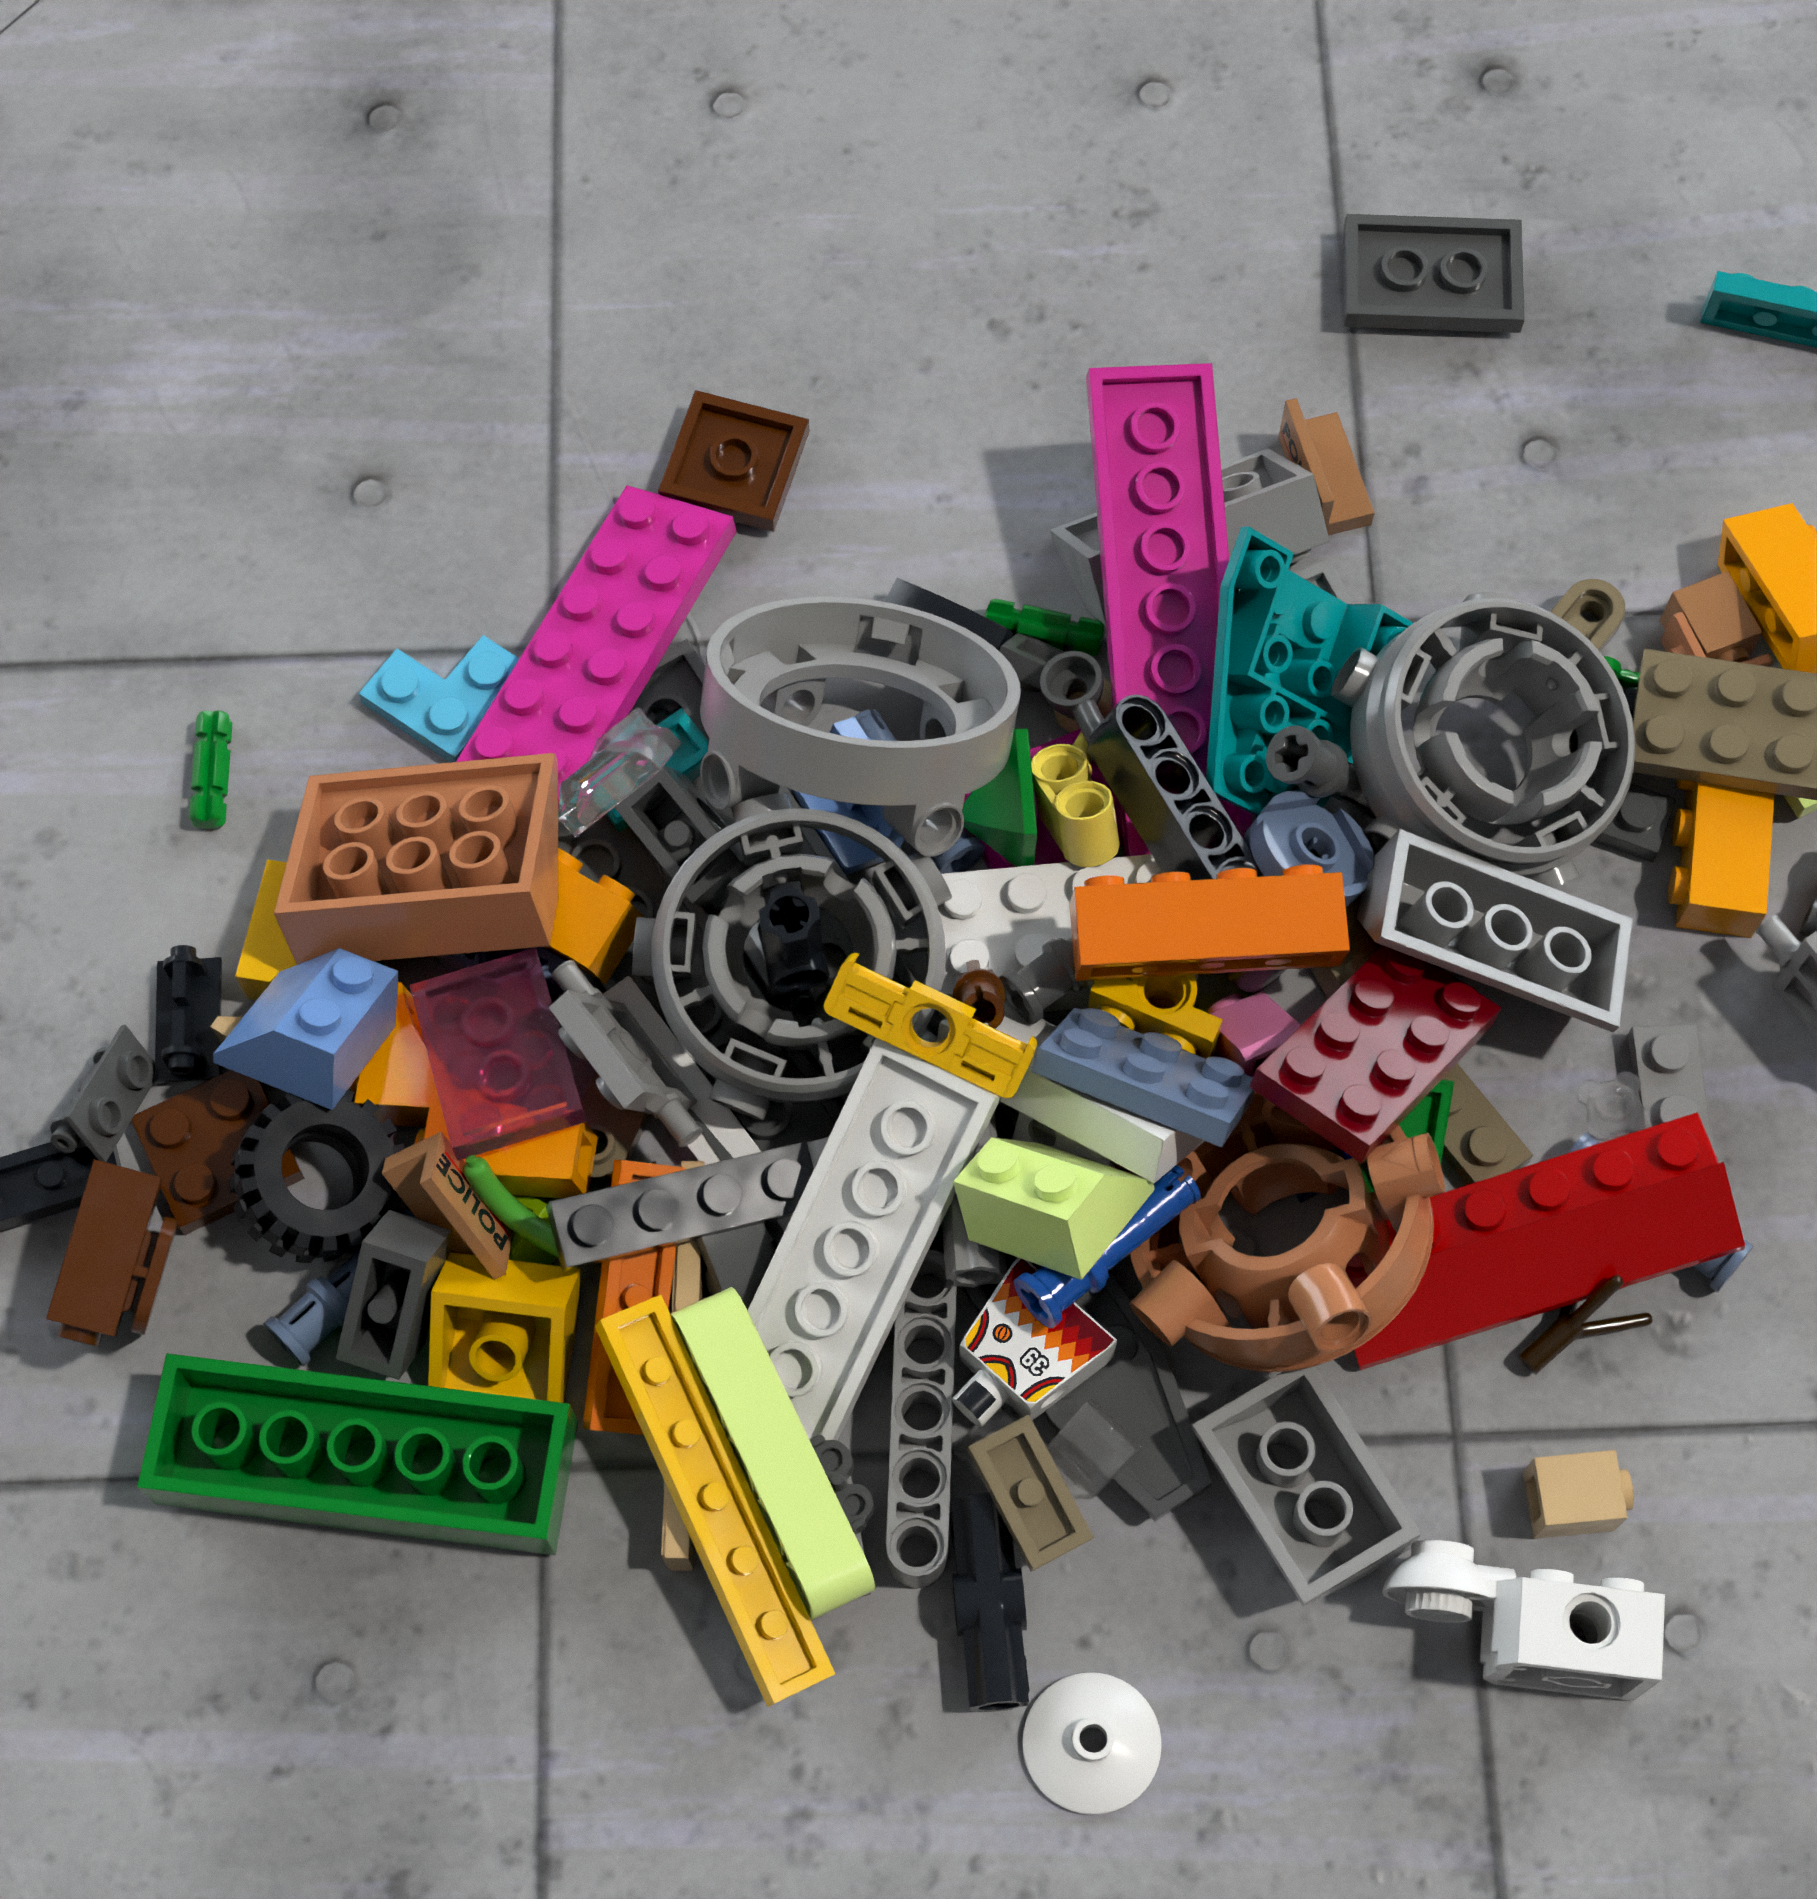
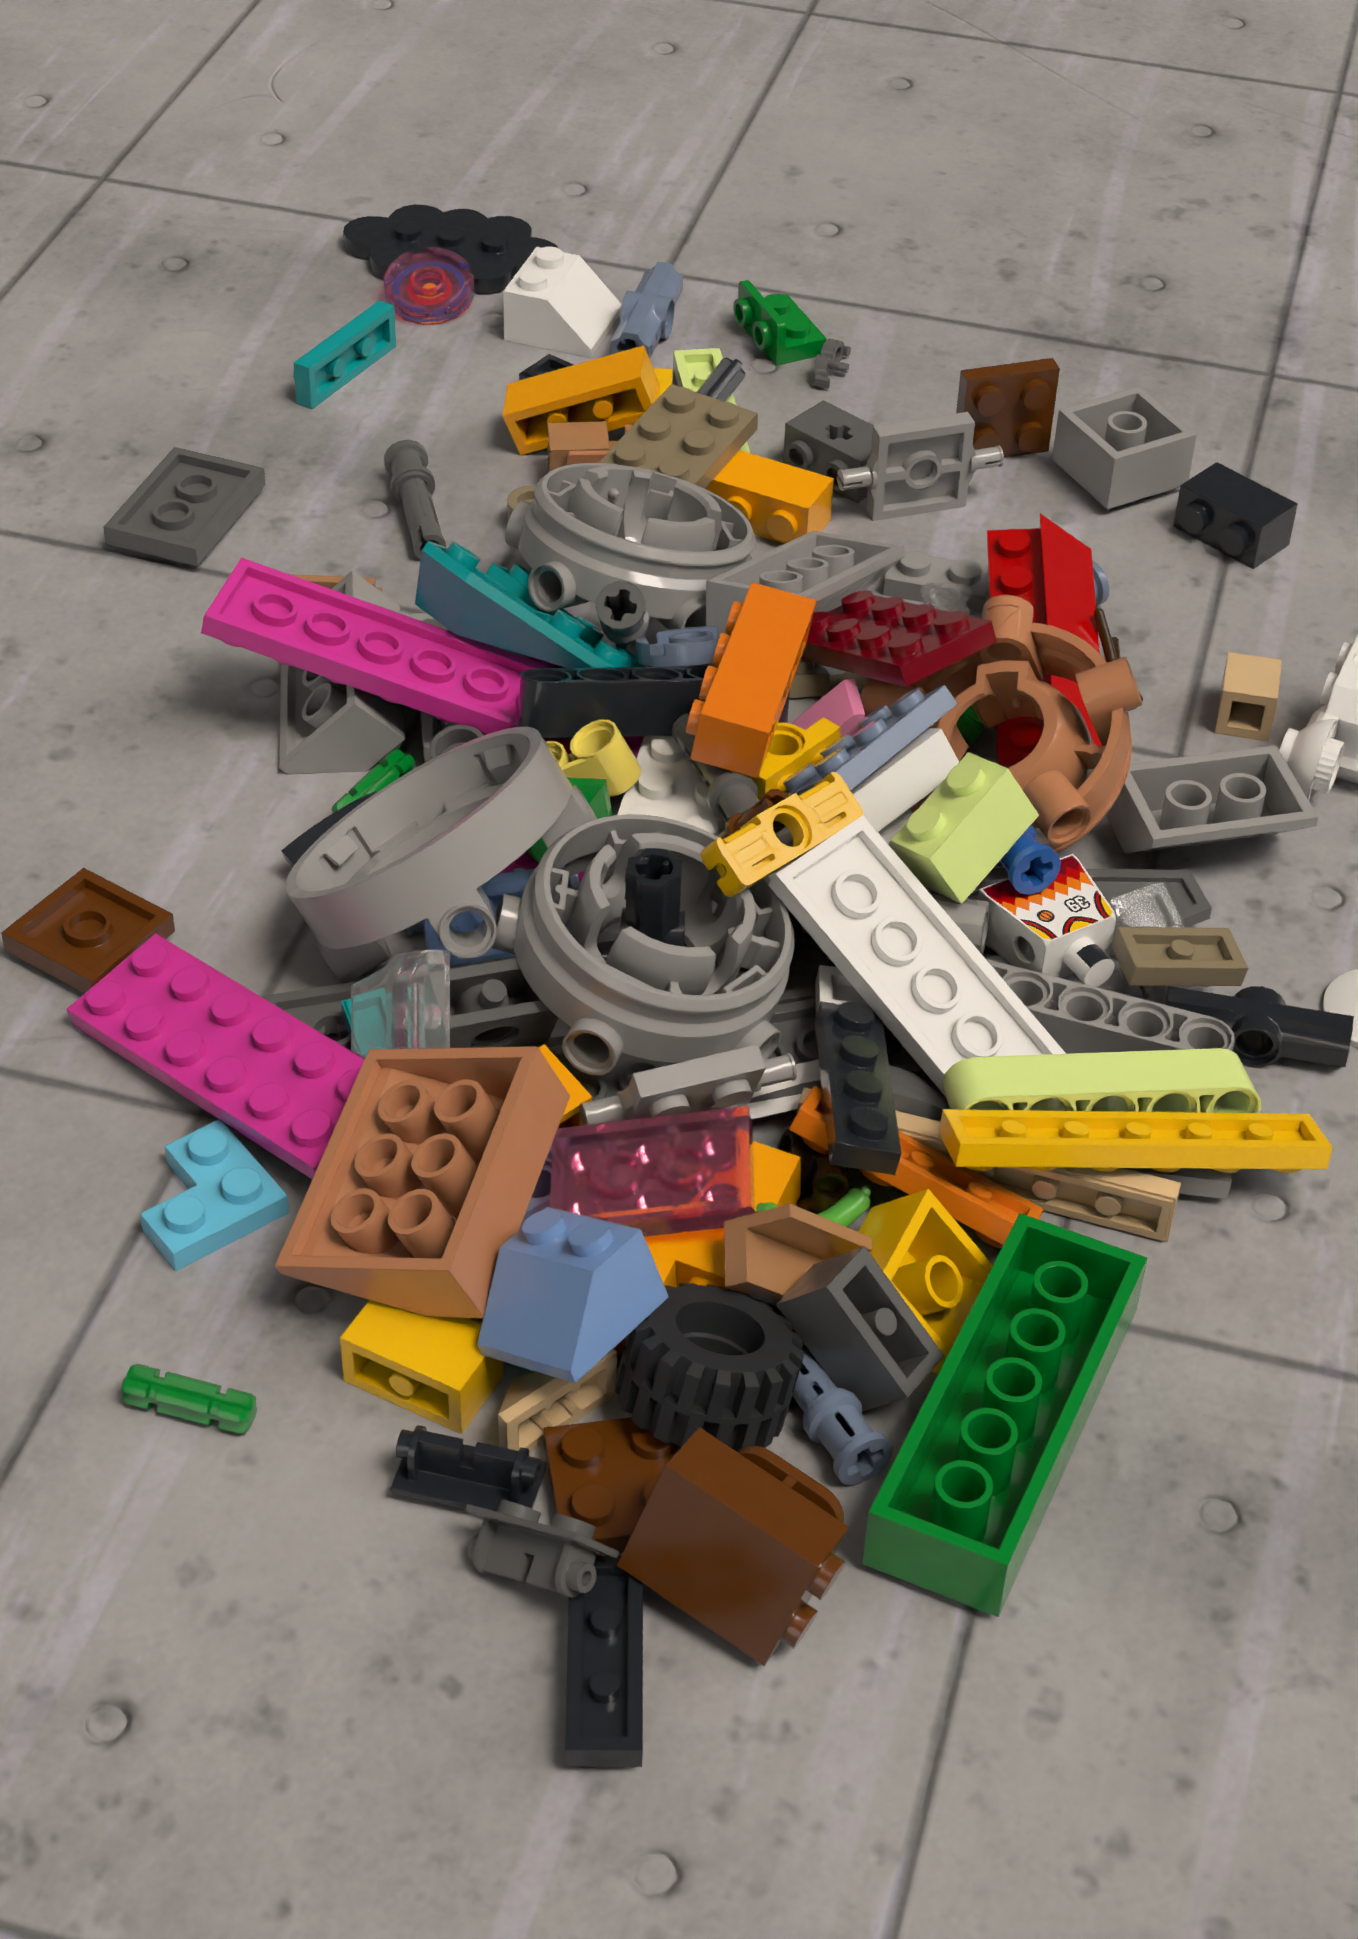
camera: 75 degrees left, 25 degrees down
(1573, 478) = (413, 487): none -> dark grey pin

